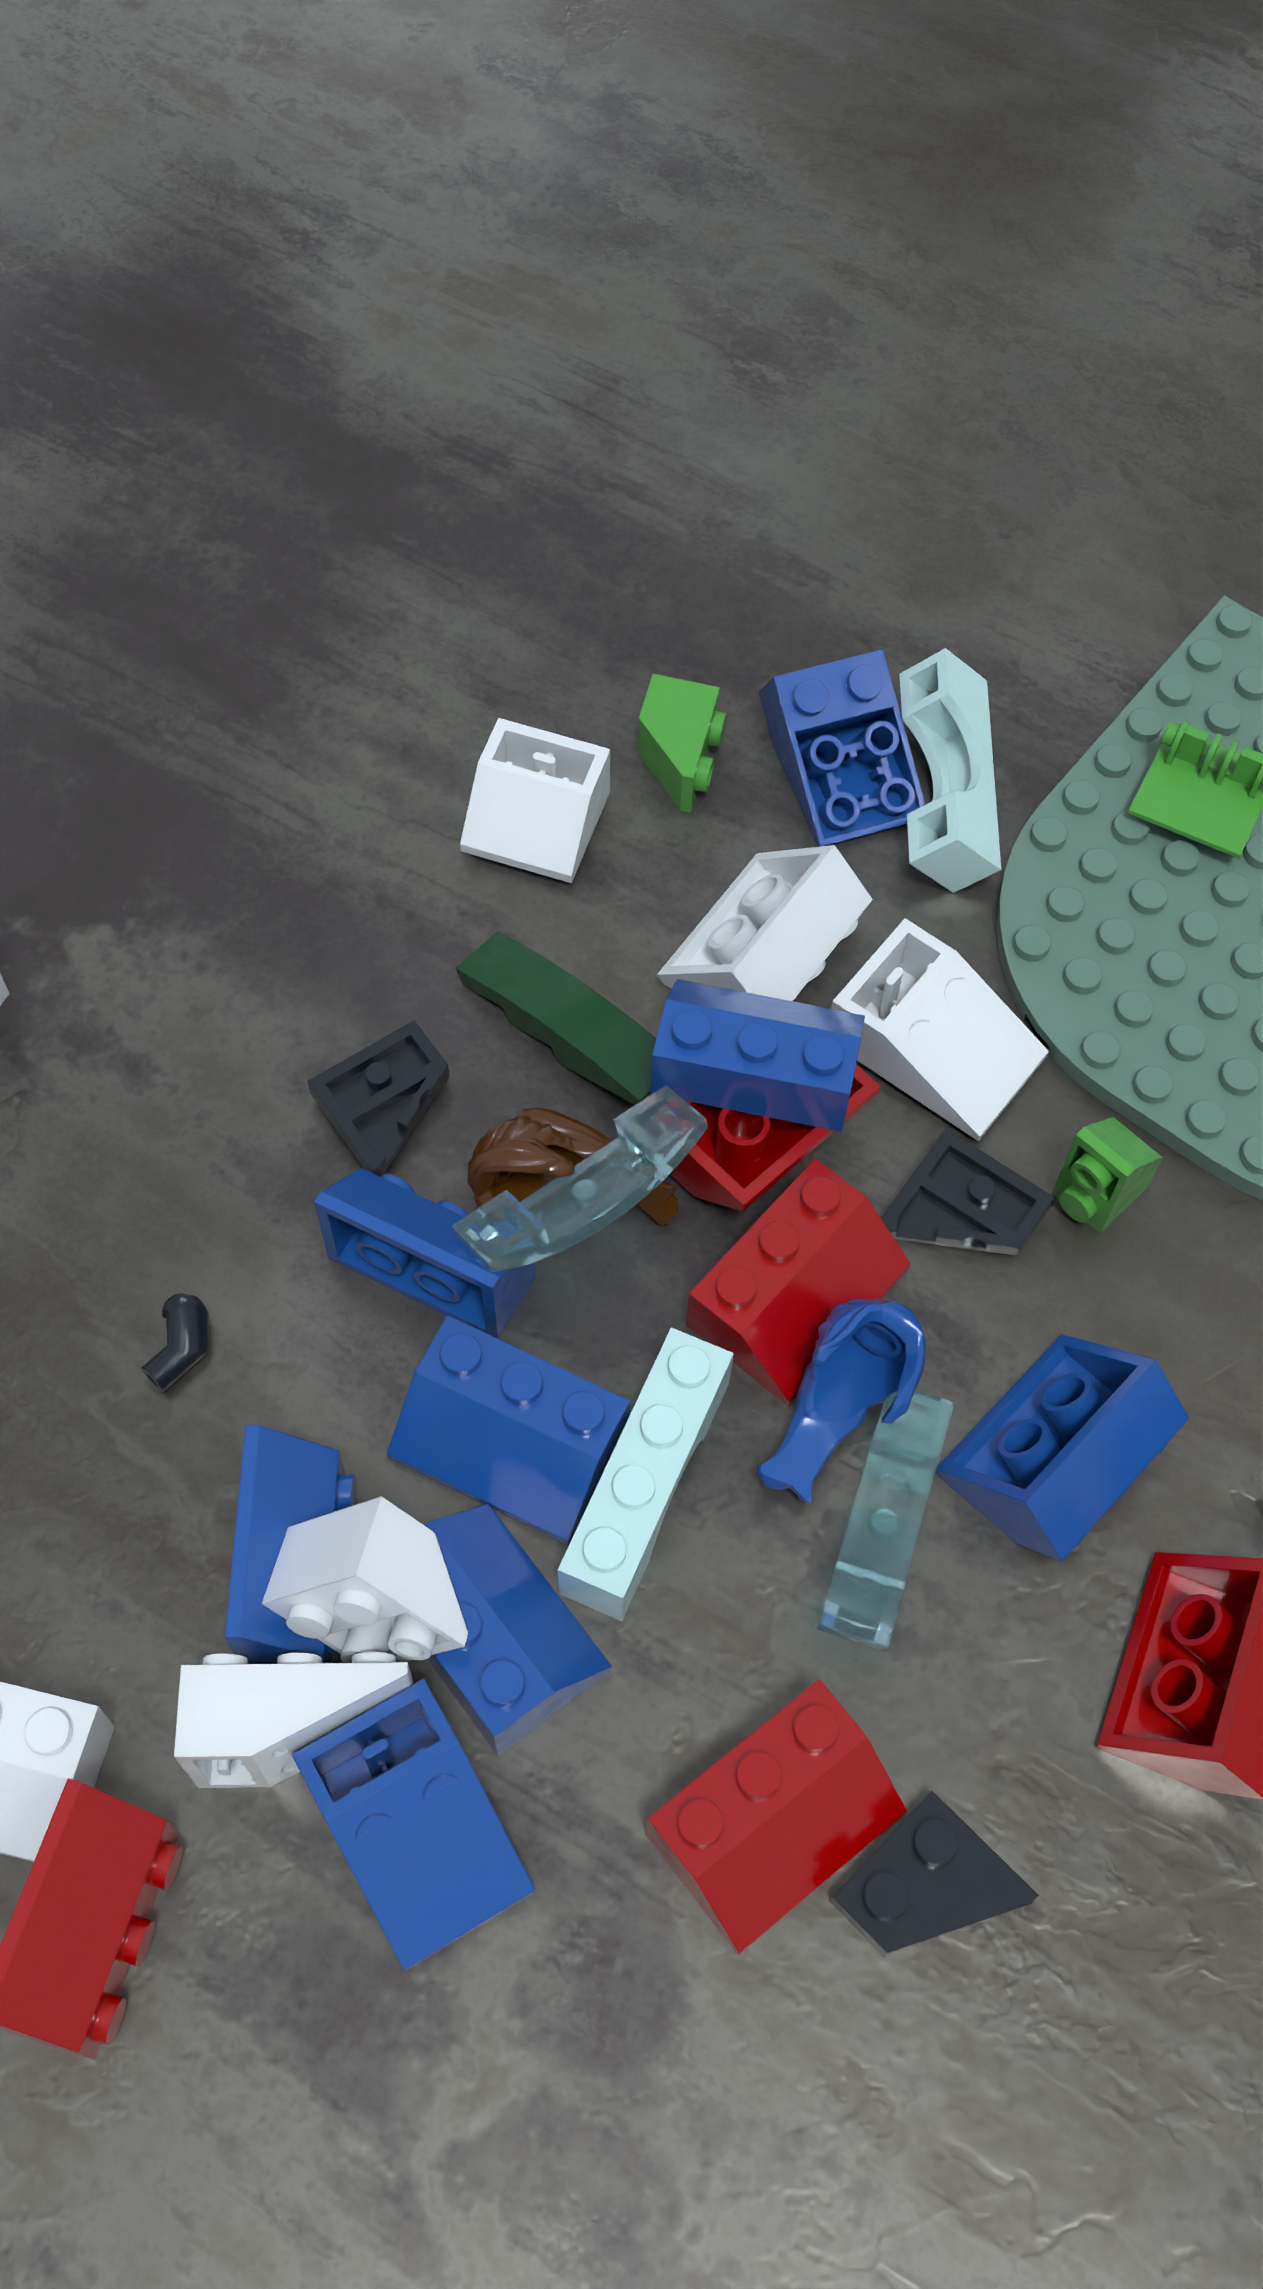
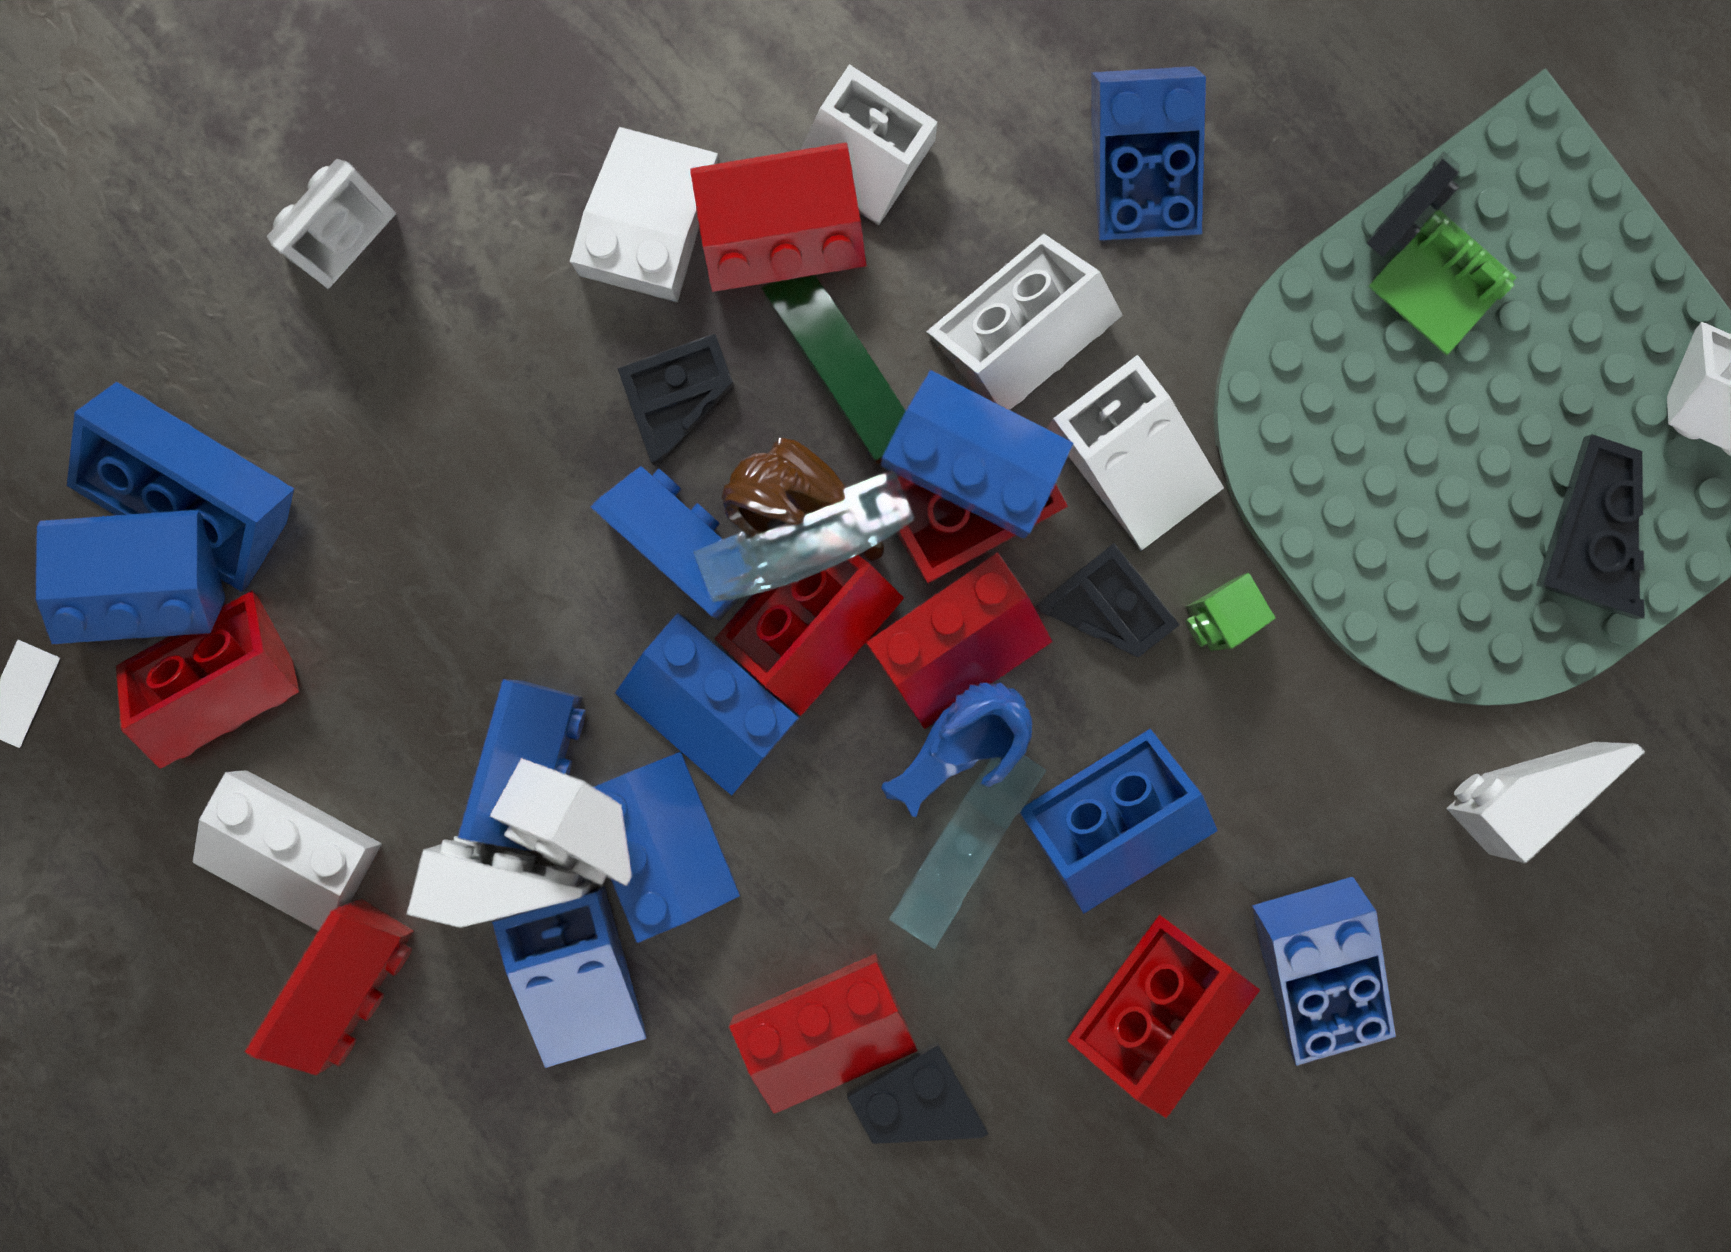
camera: 15 degrees right, 25 degrees up
(186, 1340) = (482, 566): black arm -> none
(301, 932) = (641, 216): none -> white slope
(458, 880) = (778, 217): none -> red slope
(617, 1296) = (809, 629): none -> red slope
(643, 1473) = (798, 766): light aqua arch -> none
(676, 734) = (1006, 100): bright green slope -> none
(950, 717) = (1248, 148): light aqua arch -> none
(1157, 696) = (1432, 190): none -> black wing

